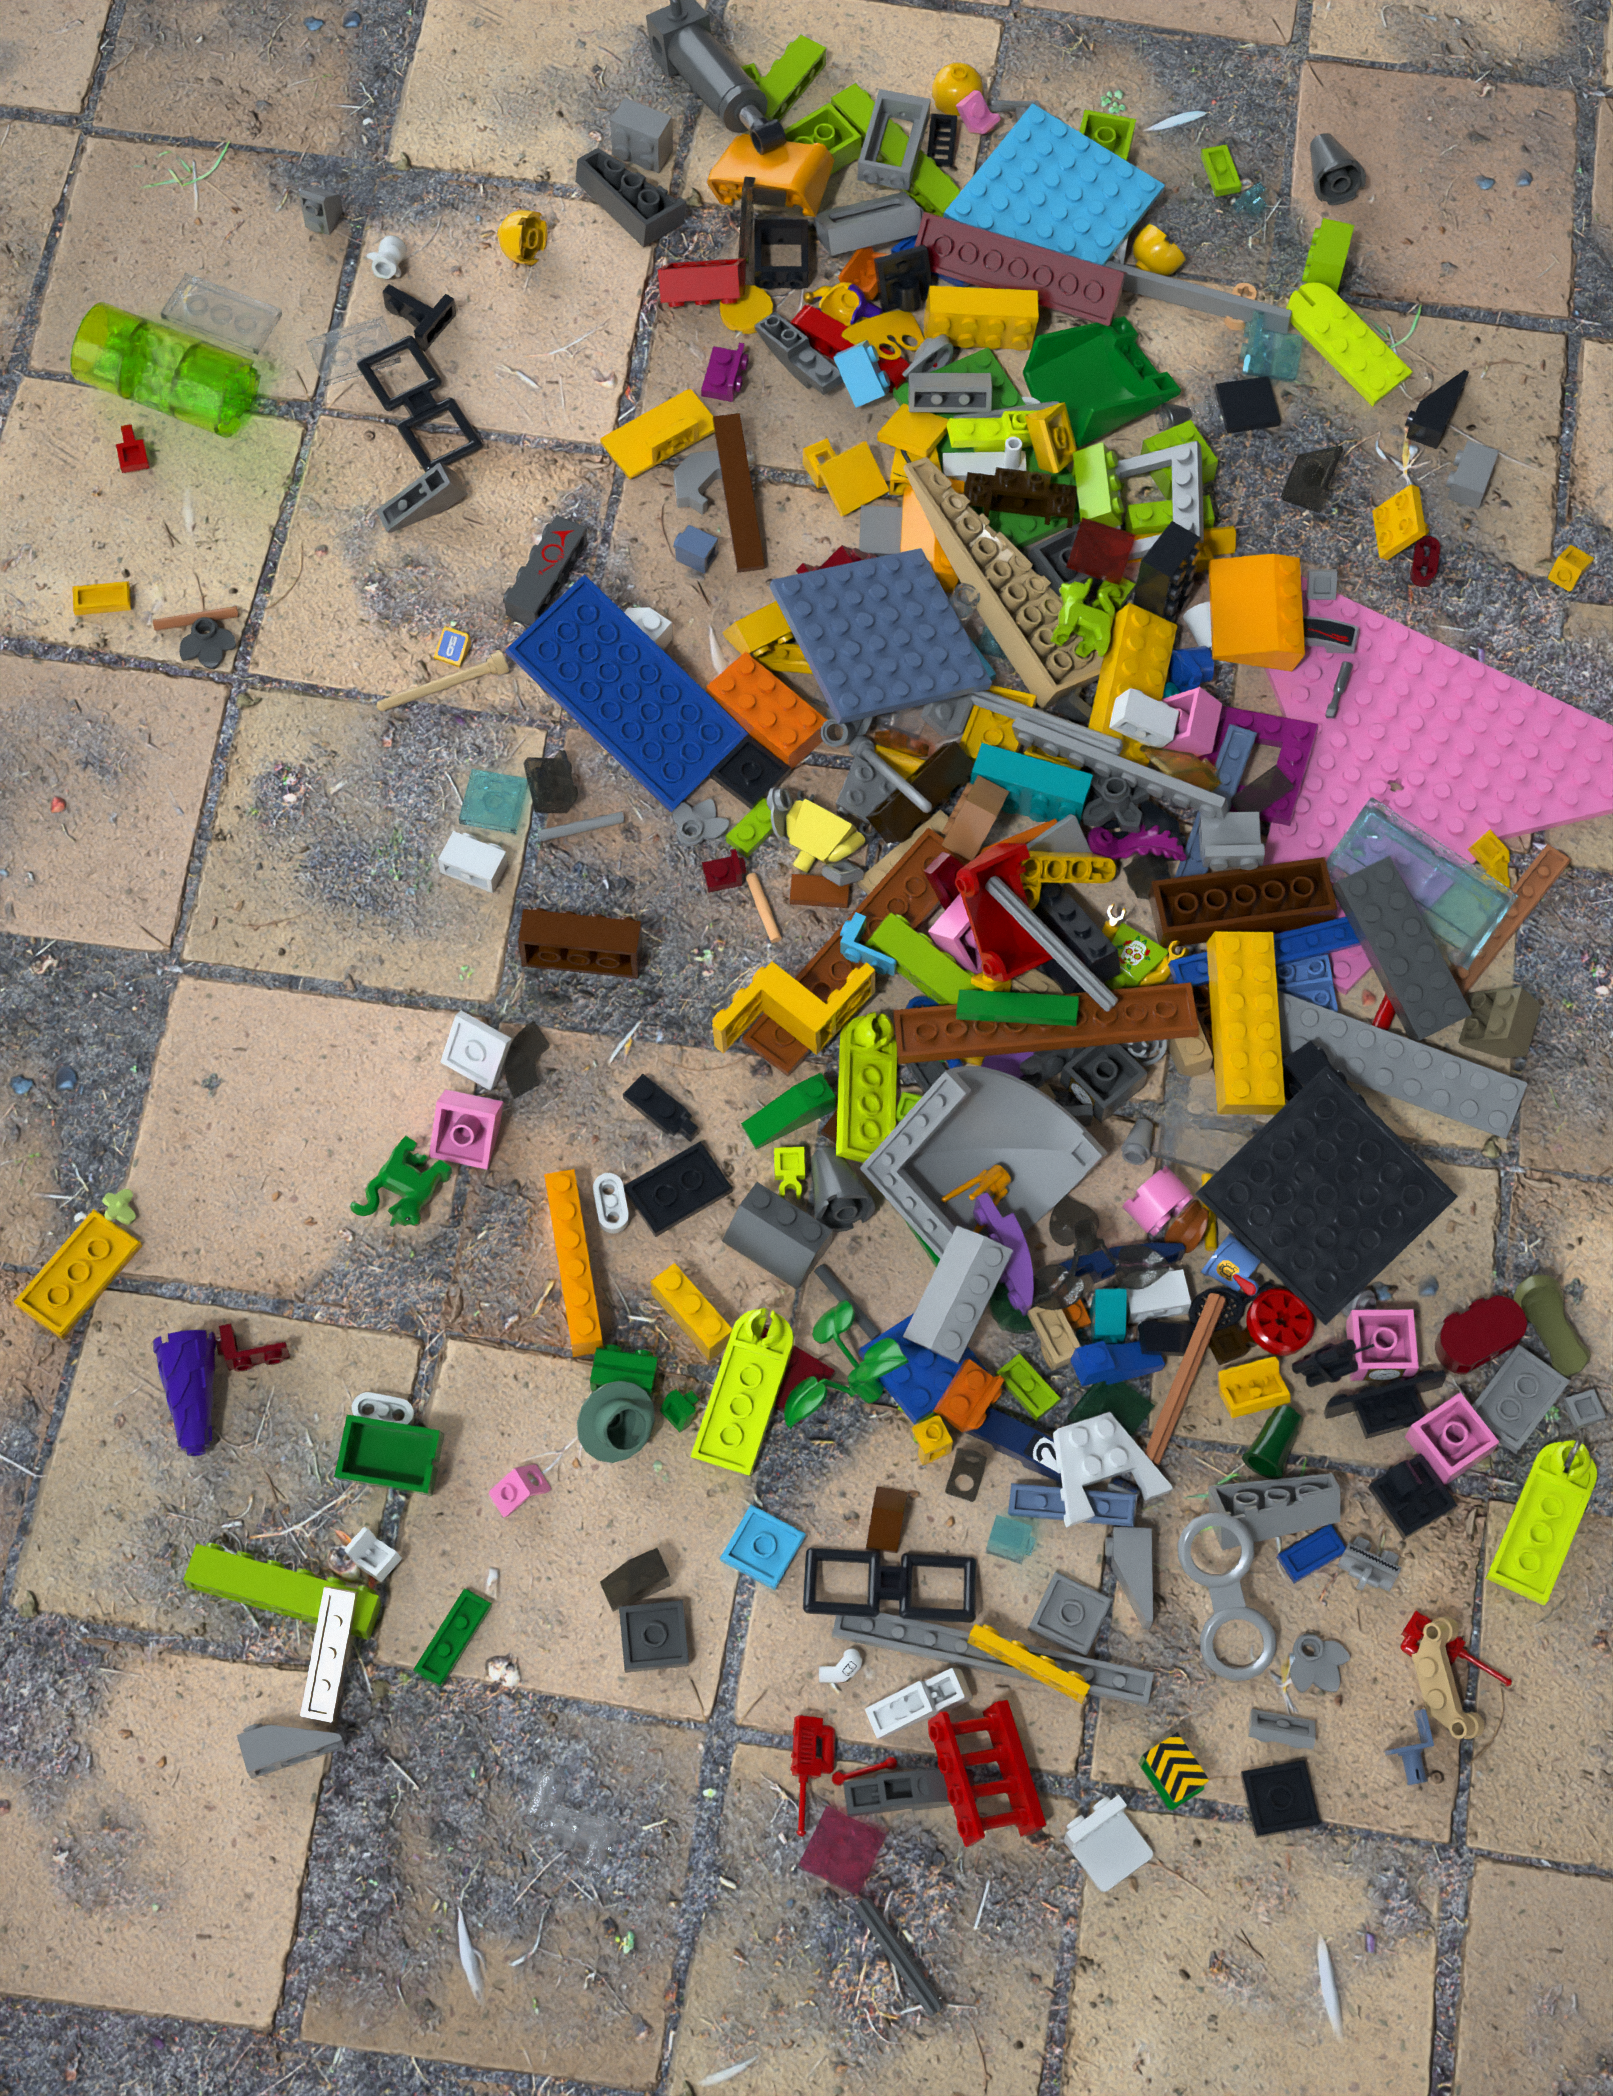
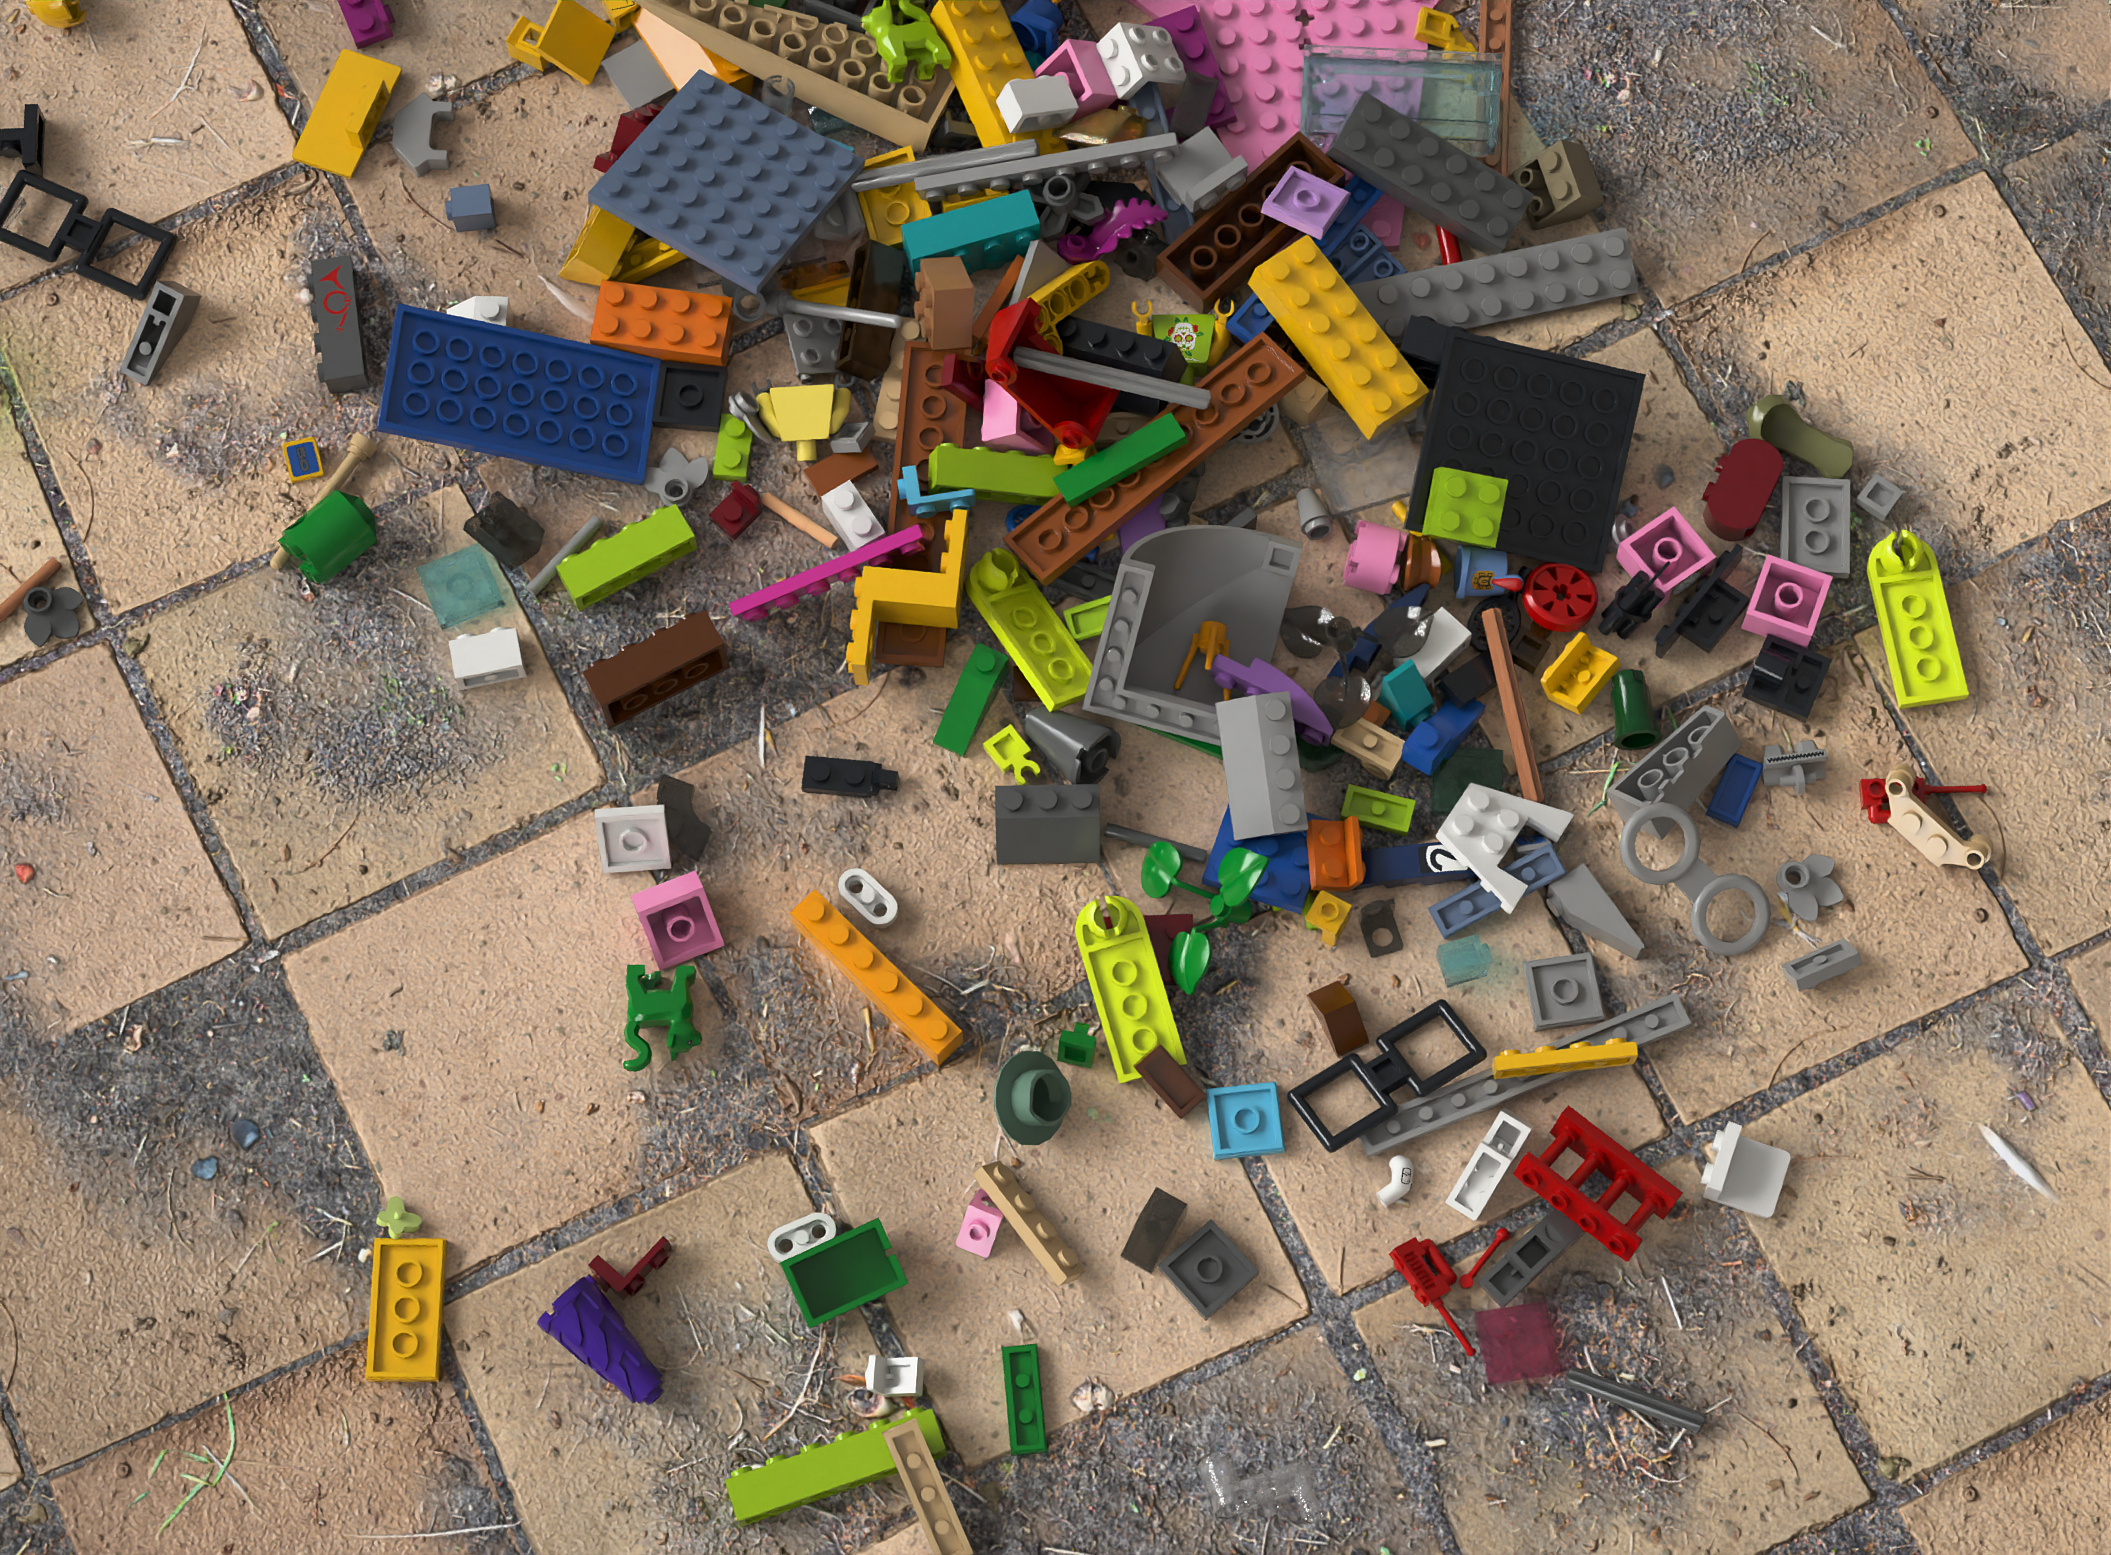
camera: 30 degrees left, 5 degrees up
(428, 708) = (330, 536): none -> green cylinder
(550, 1512) = (1029, 1223): none -> tan plate
(614, 1365) = (991, 1048): green brick -> none
(621, 854) = (626, 556): none -> lime brick
(677, 1189) = (919, 842): black tile -> none
(691, 1311) = (1021, 948): yellow brick -> none
(727, 1479) = (1170, 1080): none -> reddish brown tile
(738, 493) = (472, 124): reddish brown tile -> none
(744, 953) = (818, 579): none -> dark pink plate
(799, 932) = (851, 517): none -> white brick
(1103, 1078) = (1240, 475): dark grey brick -> none
(1173, 1771) = (1757, 1068): piece -> none
(1246, 731) = (1139, 55): none -> white bracket
(1248, 1205) = (1465, 507): none -> lime brick
(1280, 1799) = (1861, 1028): black tile -> none
(1289, 909) = (1305, 202): none -> lavender tile
(1412, 1754) = (1946, 908): sand blue bracket -> none

